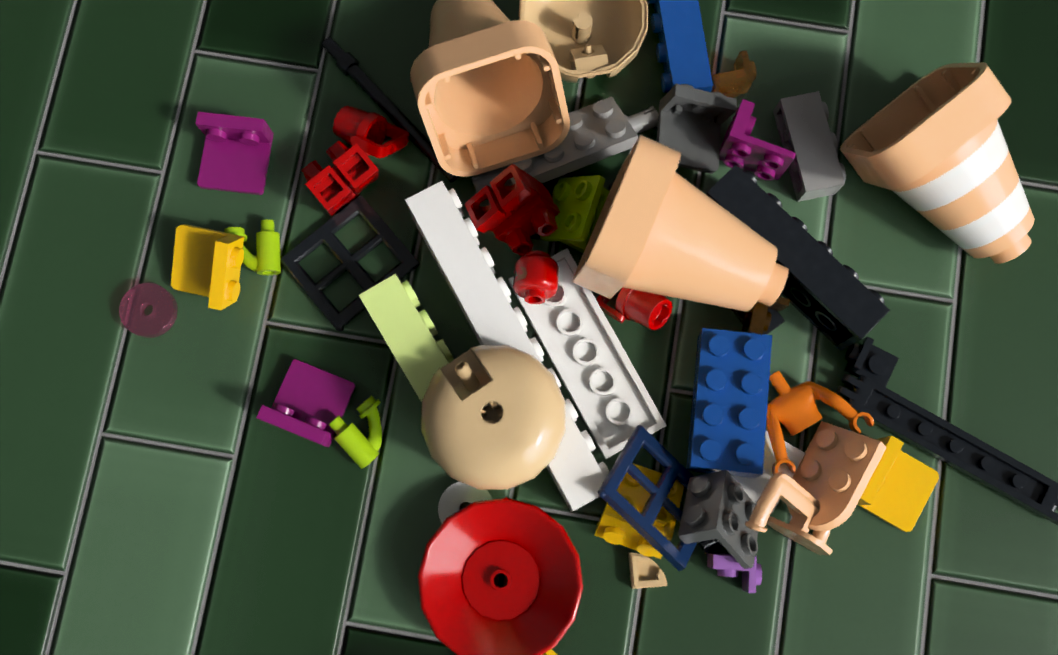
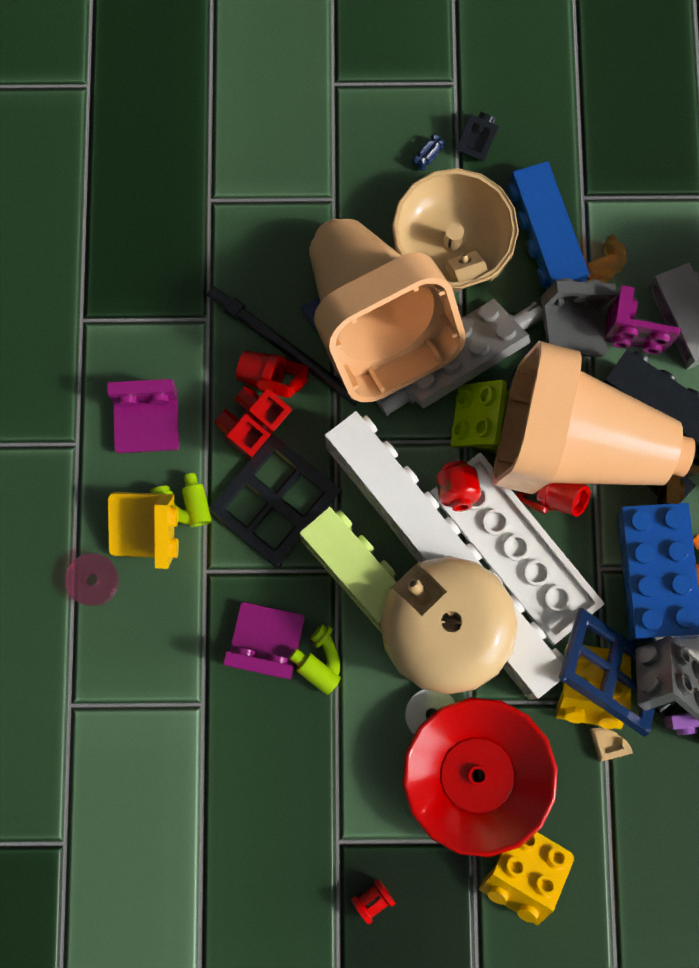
camera: 10 degrees left, 0 degrees up
(514, 210) = (426, 425): red hips -> none

